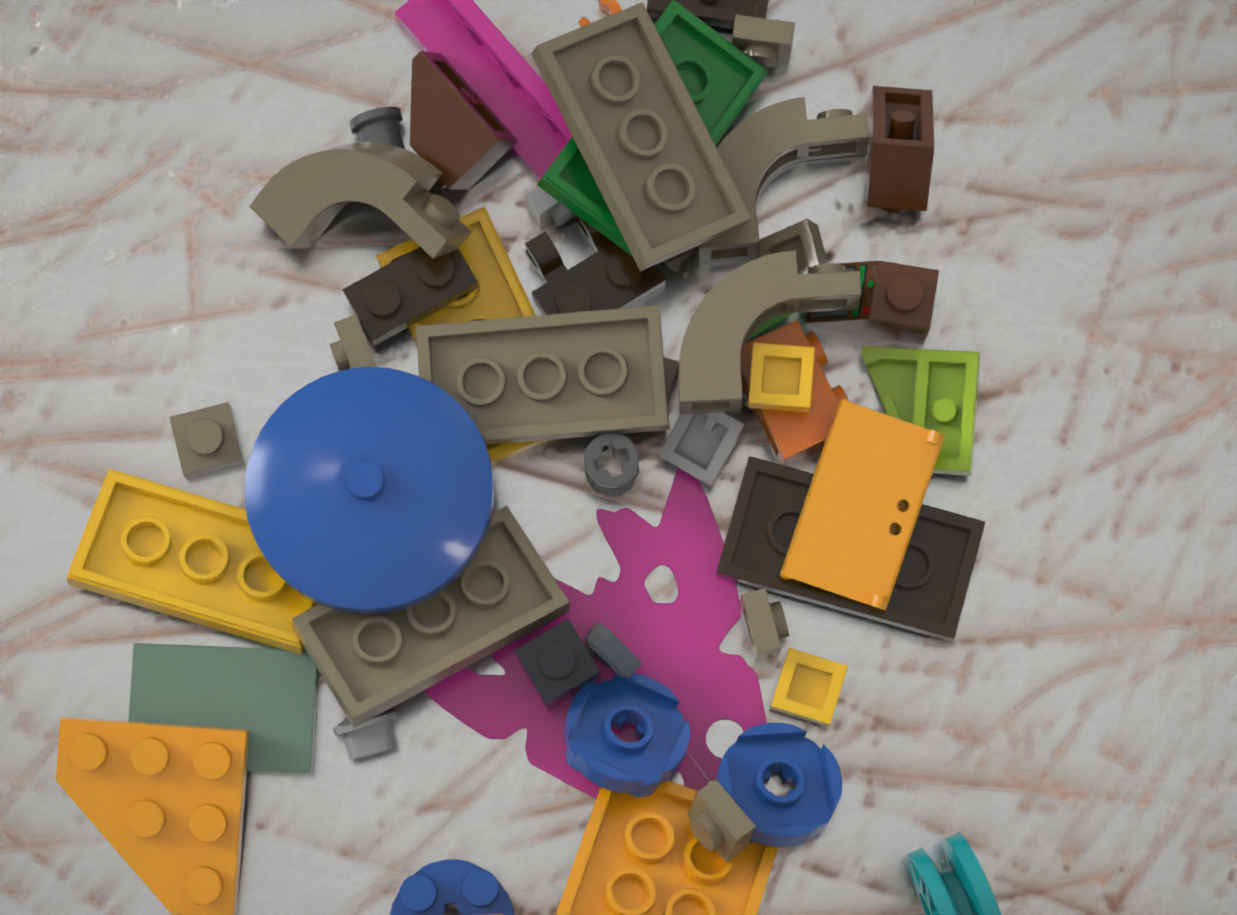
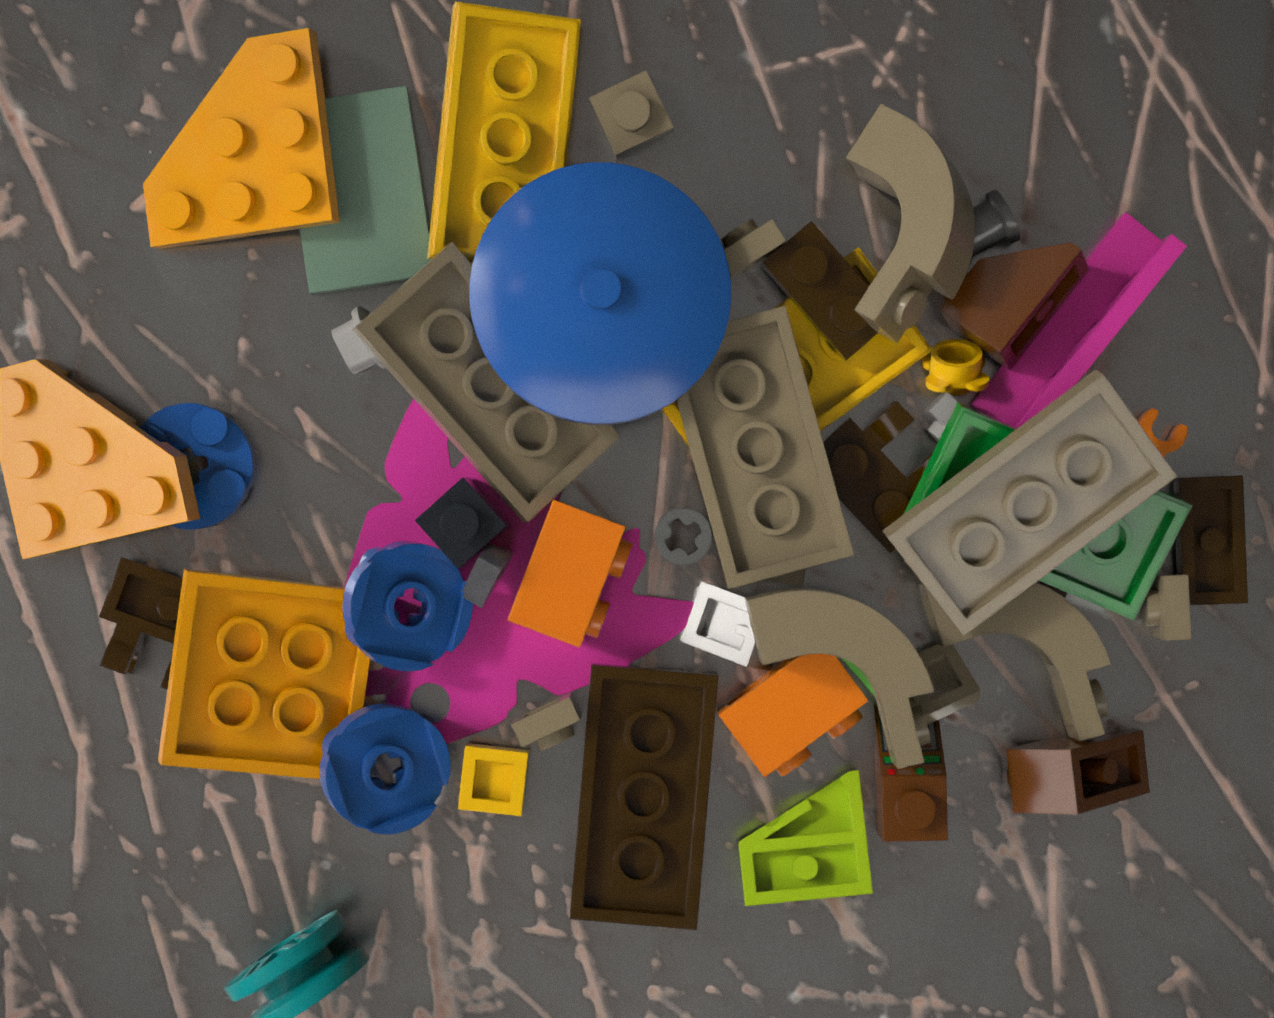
camera: 80 degrees right, 10 degrees up
(505, 188) = (955, 367): none -> yellow plate
(626, 575) = (569, 573): none -> orange brick
(720, 822) = (329, 719): dark tan plate -> none
(781, 377) = (799, 697): yellow plate -> none
(859, 504) = (689, 797): light orange door -> none

